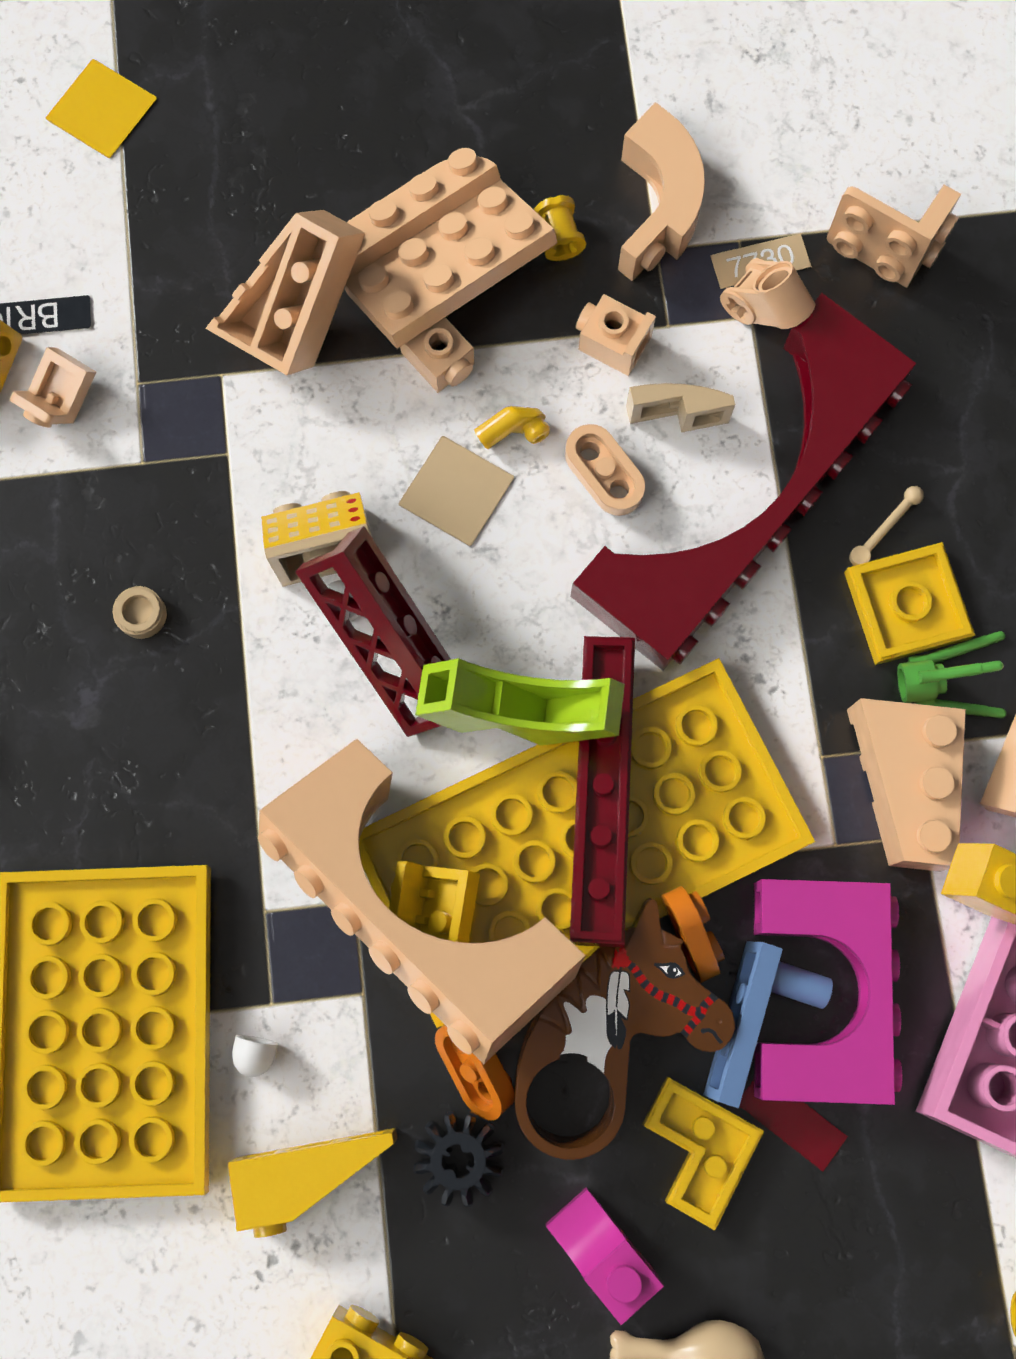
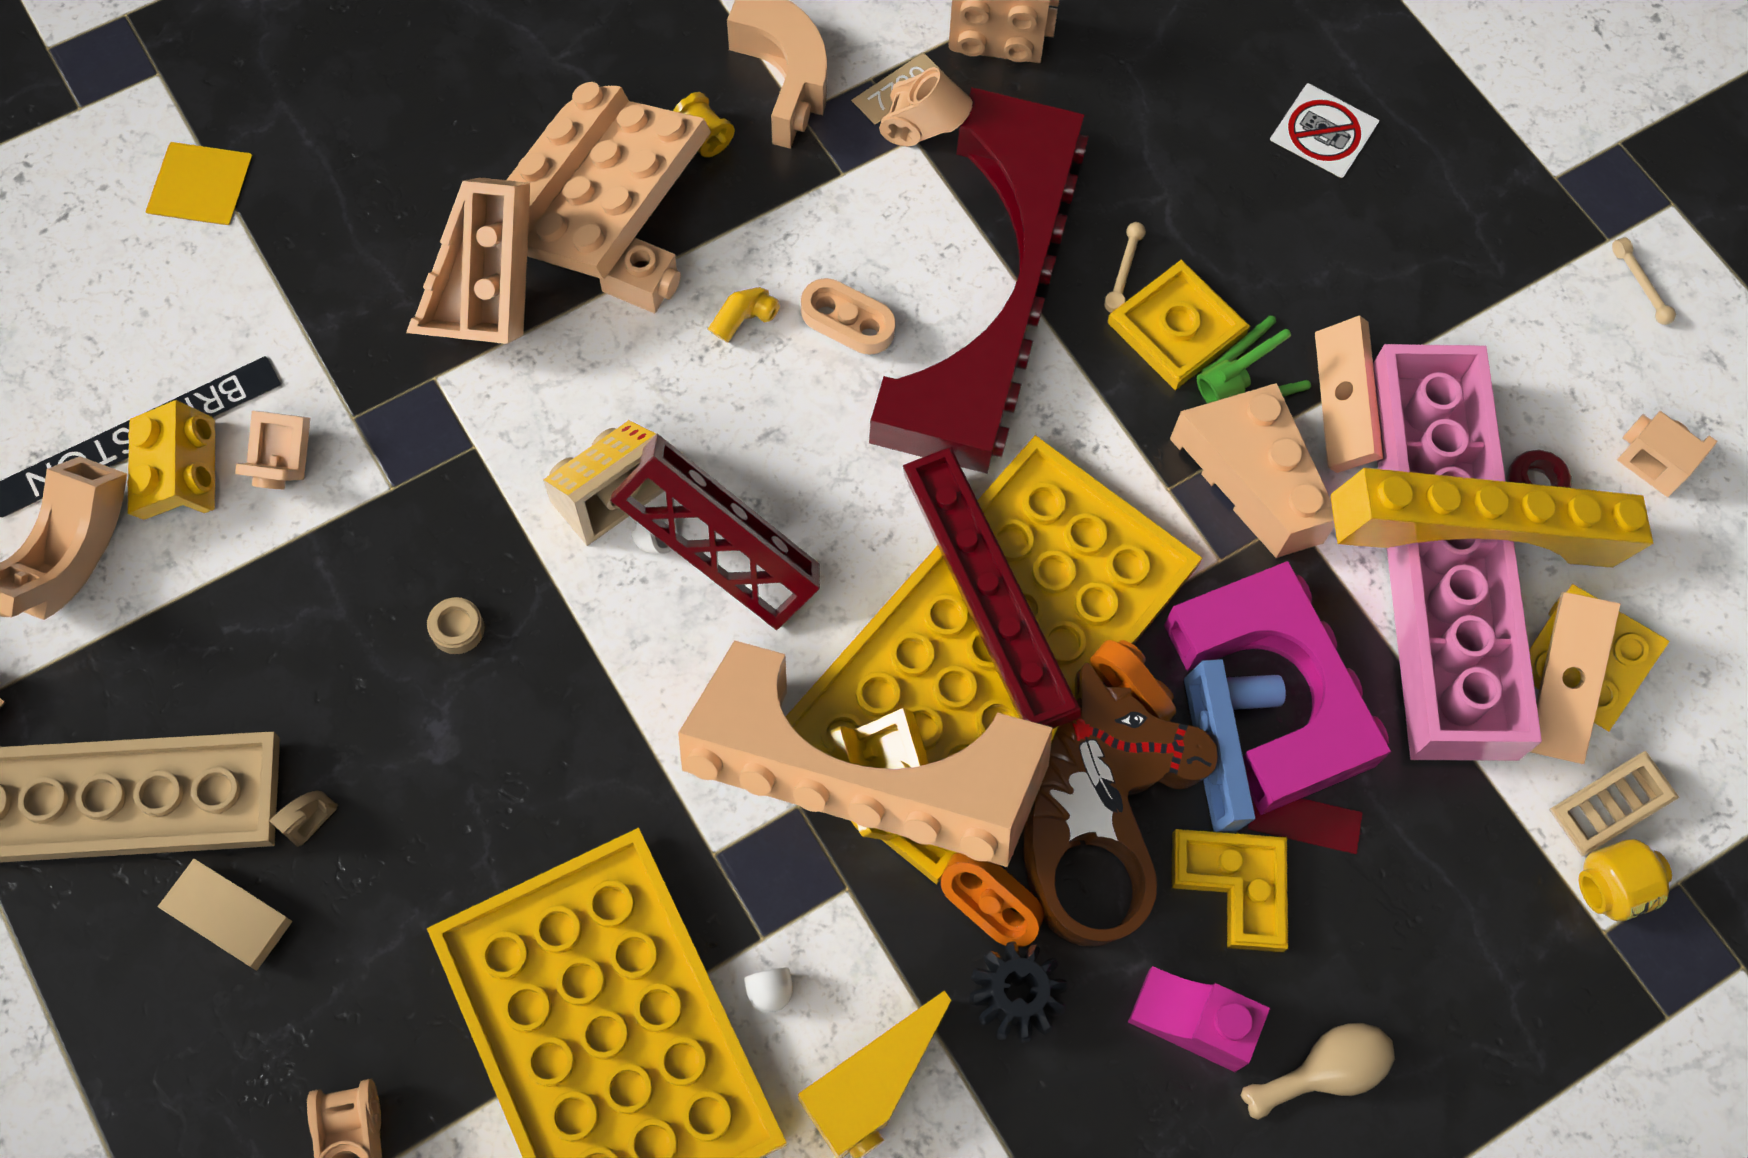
camera: 30 degrees left, 10 degrees down
(456, 490) = (714, 392): tan sticker -> none
(532, 708) = (900, 541): lime arch -> none
(618, 346) = (798, 195): light nougat brick -> none
(694, 405) = (899, 228): tan slope -> none

